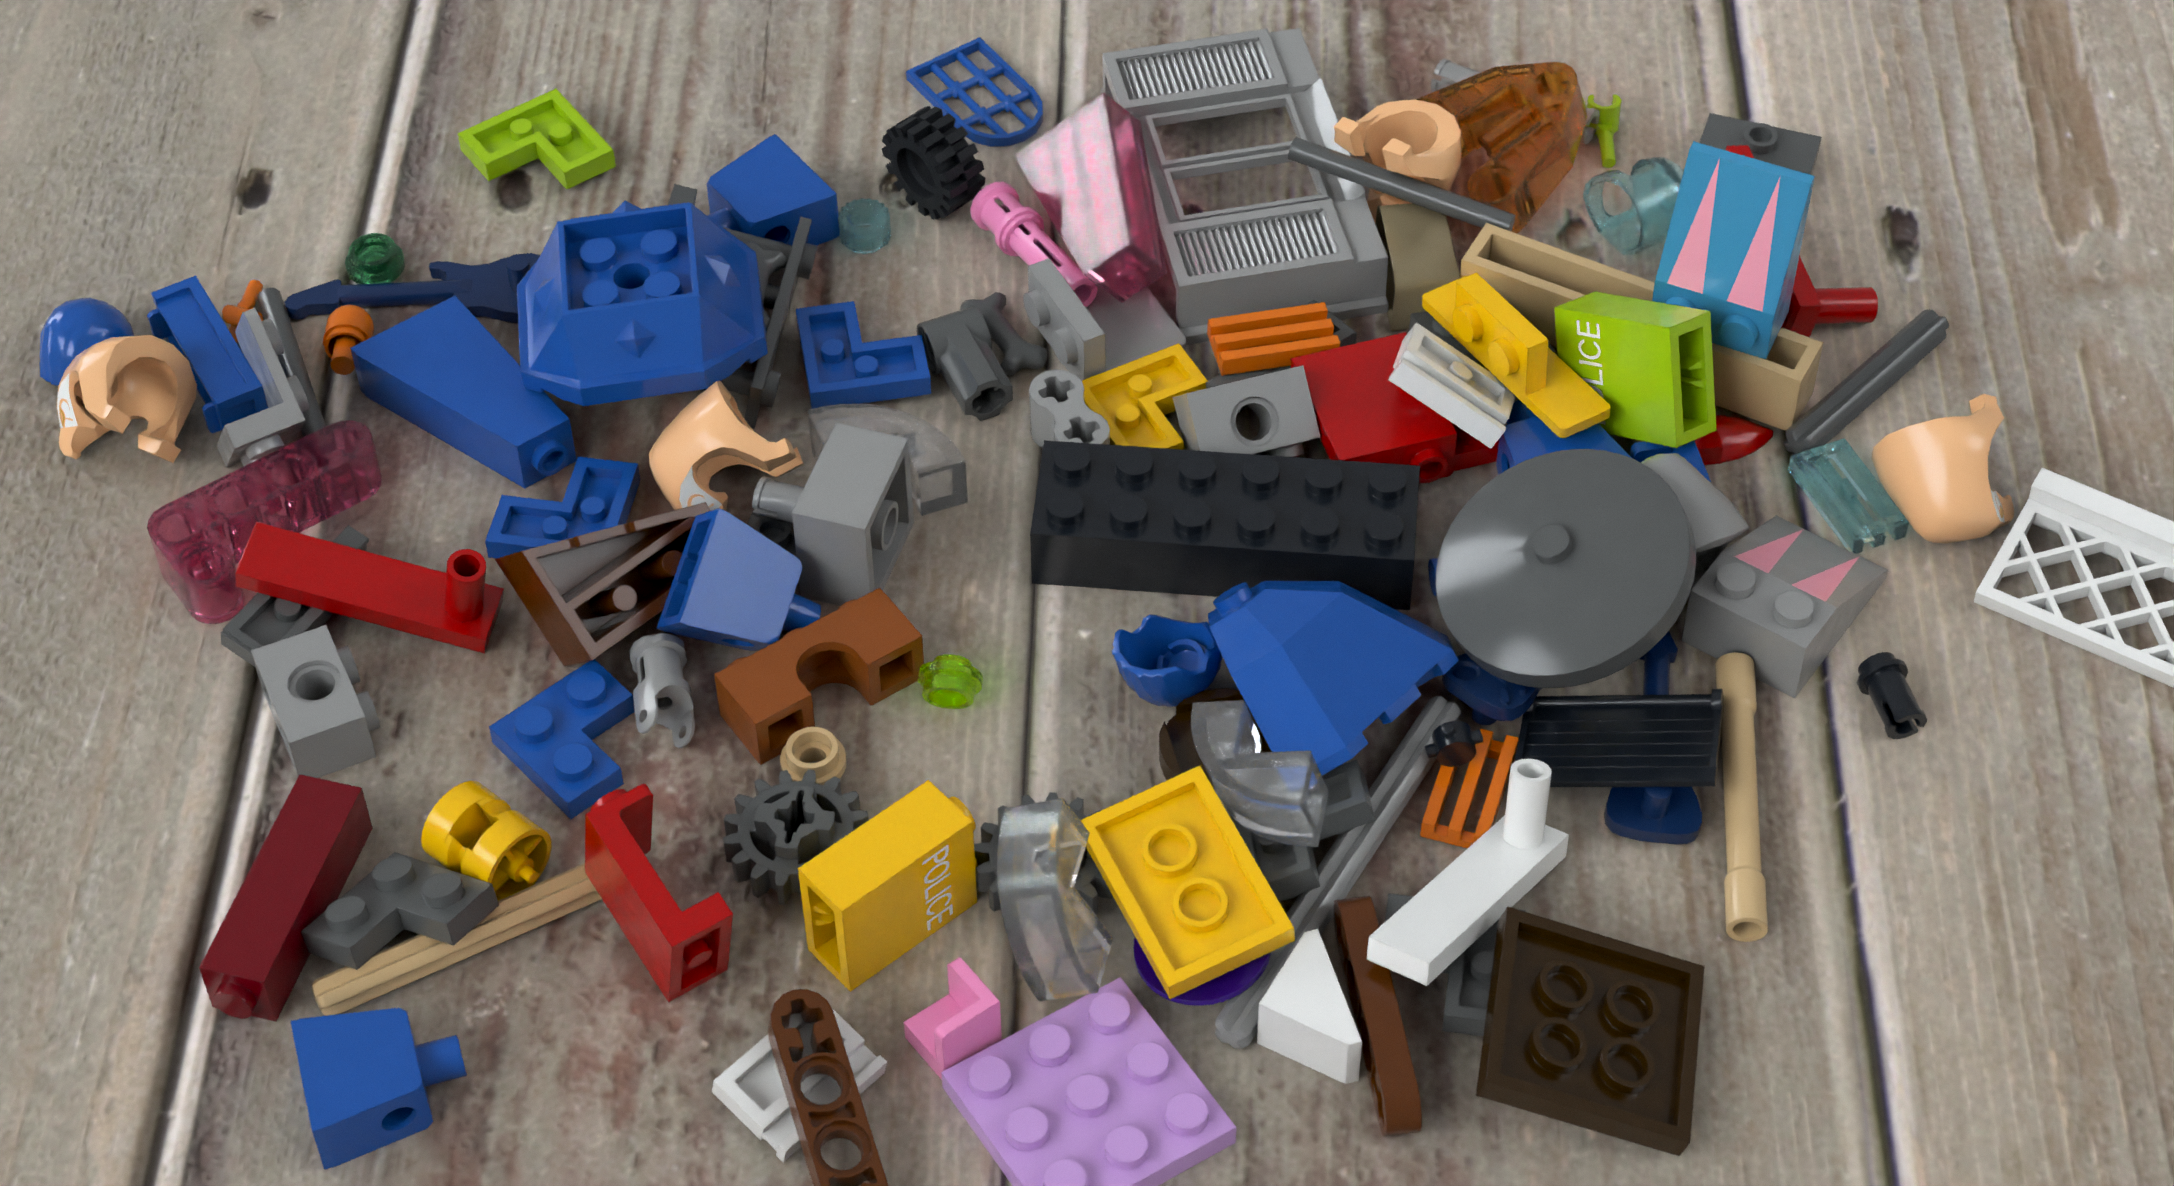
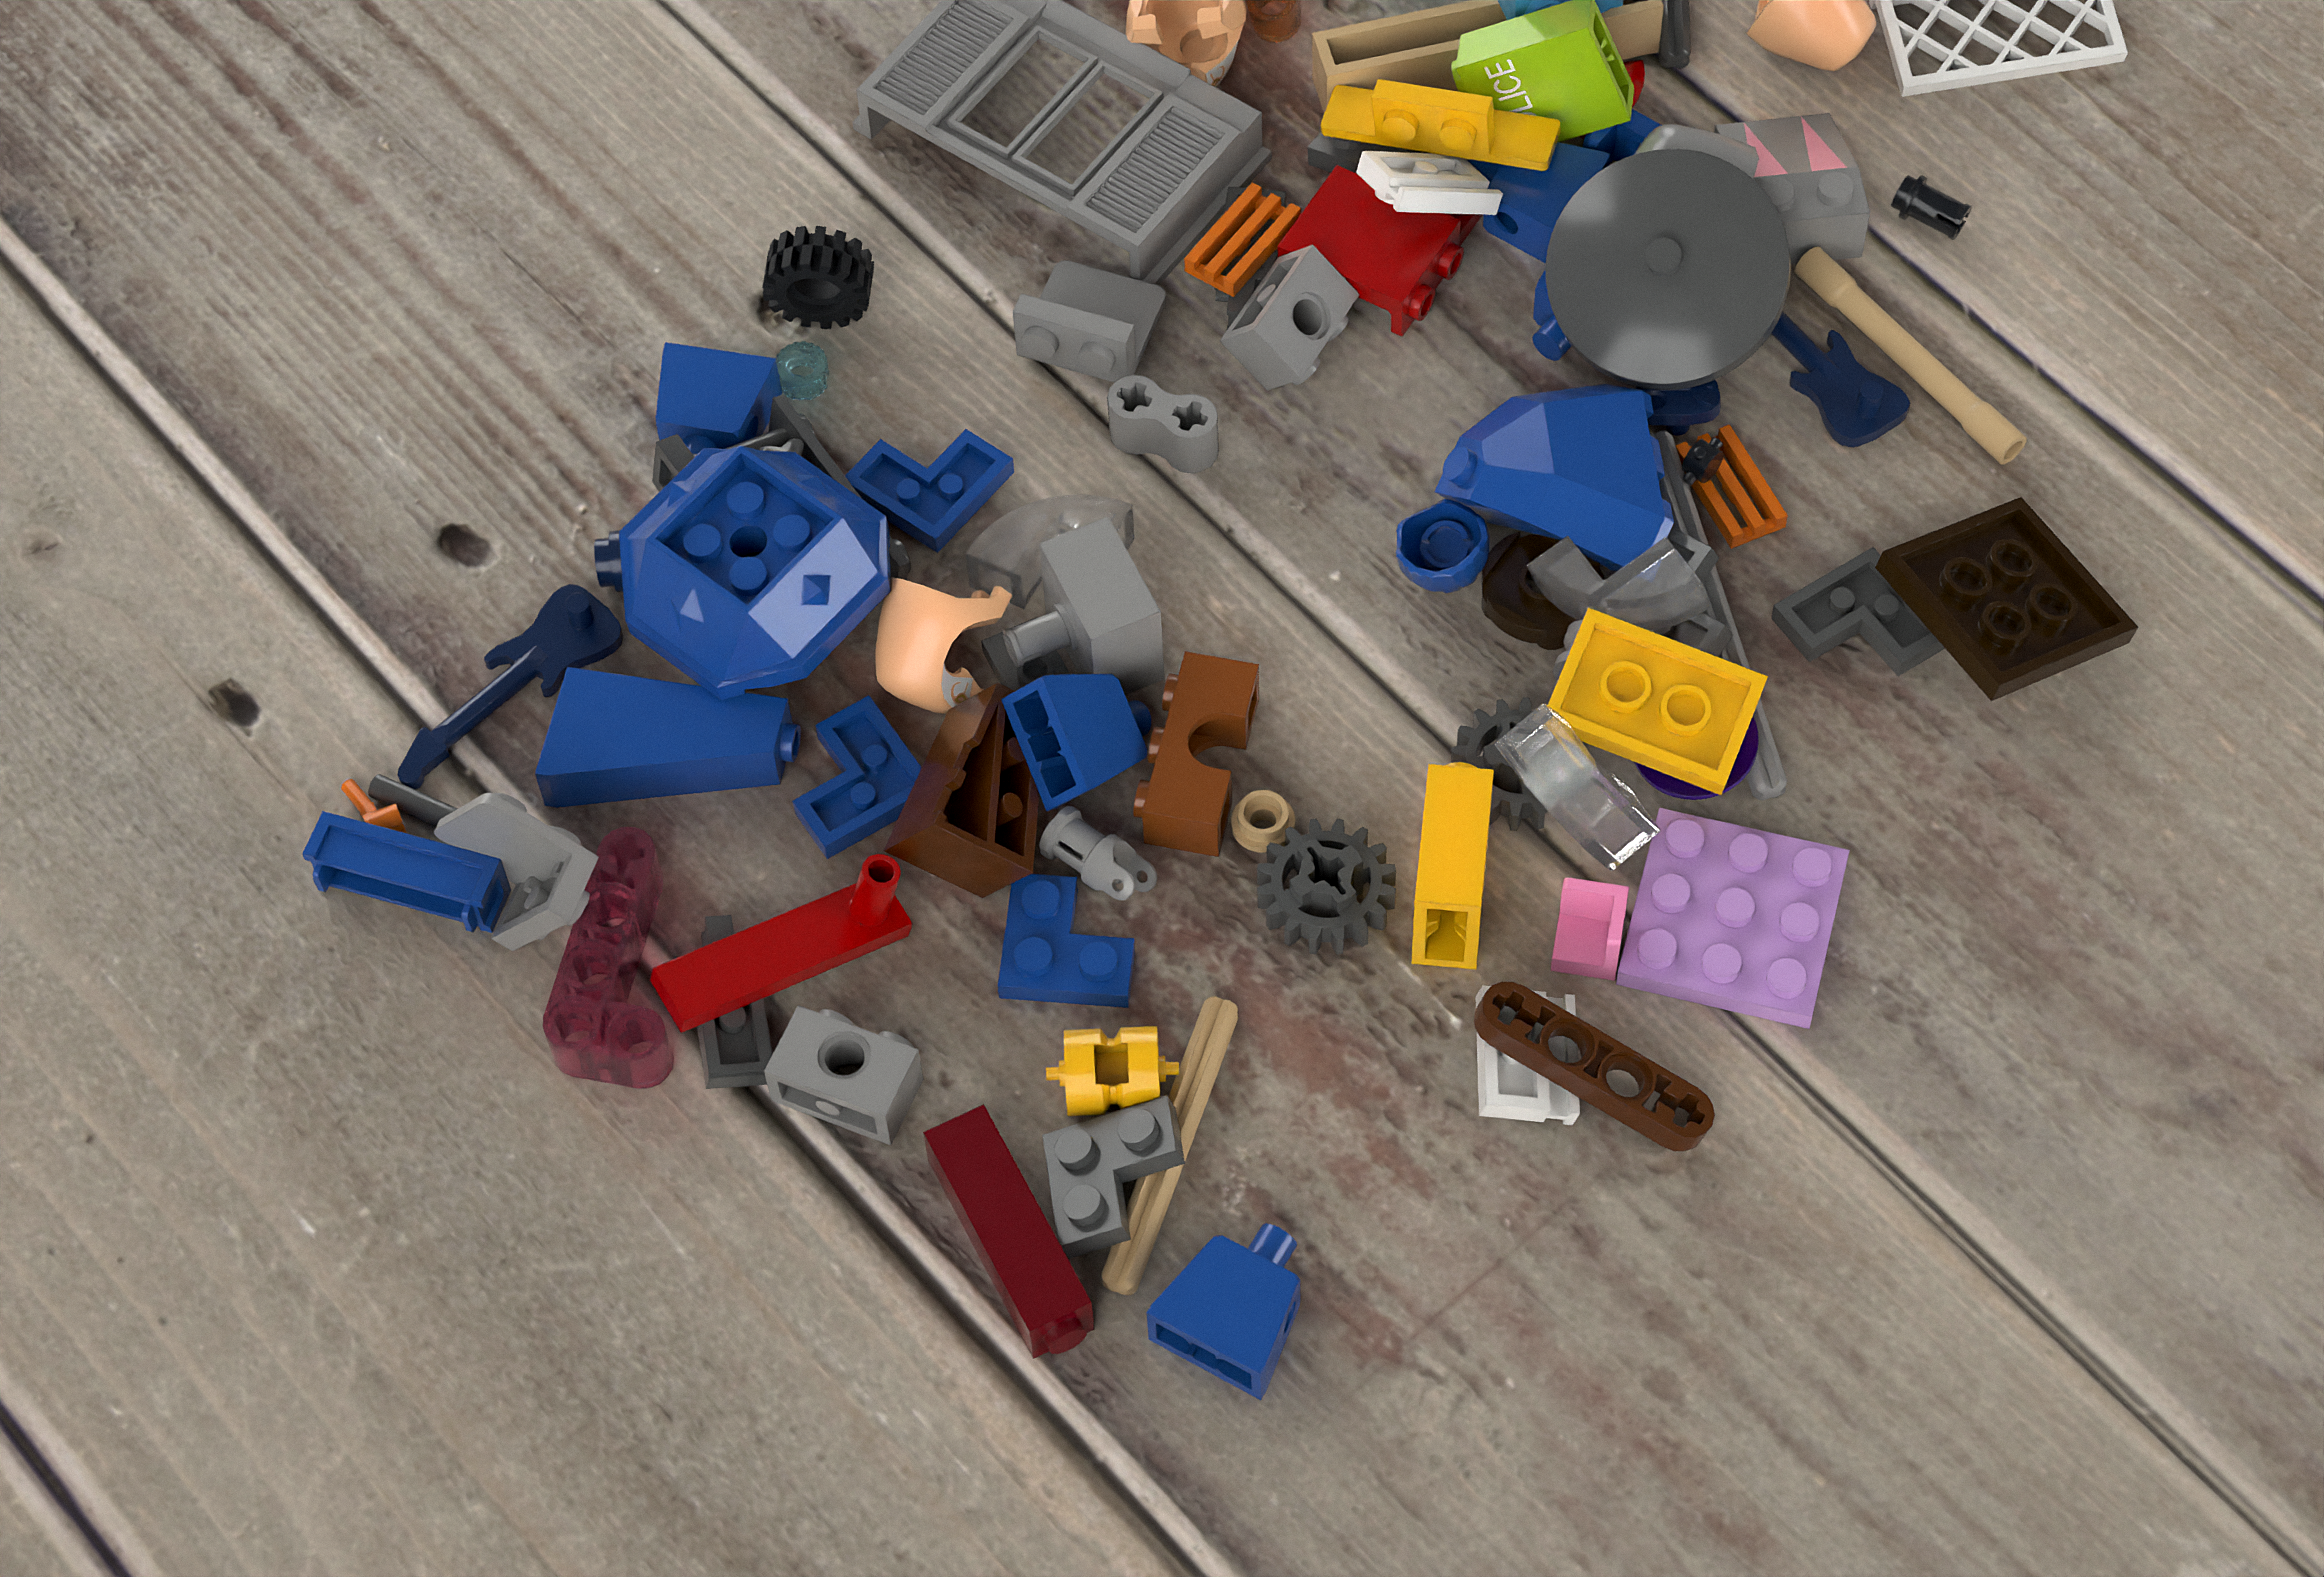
camera: 40 degrees left, 10 degrees up
(73, 329) = (274, 943): blue hair -> none
(125, 382) = (380, 936): light nougat piece -> none
(344, 329) = (492, 768): orange cylinder -> none
(374, 259) = (428, 677): clear green plate -> none
(542, 130) = (448, 473): lime plate -> none
(673, 944) = (1300, 1014): red panel -> none
(950, 681) = (1298, 685): clear neon green plate -> none
(963, 353) = (1011, 422): dark grey piece -> none
(981, 77) = (744, 179): blue window -> none
(1017, 352) = (1039, 389): dark grey piece -> none
(1022, 234) = (944, 289): bright pink pin -> none
(1100, 195) = (985, 211): clear pink slope -> none
(1141, 394) = (1181, 363): yellow plate -> none
(1220, 521) = (1361, 414): black brick -> none
(1308, 1014) = (1816, 730): white slope -> none
(1377, 1020) = (1854, 698): reddish brown beam -> none
(1398, 185) = (1214, 47): dark grey bar -> none
(1418, 257) = (1287, 98): dark tan piece -> none
(1477, 885) = (1832, 552): white piece -> none
(1625, 739) = (1807, 374): black piece -> none
(1838, 500) = (1742, 81): clear light blue tile -> none

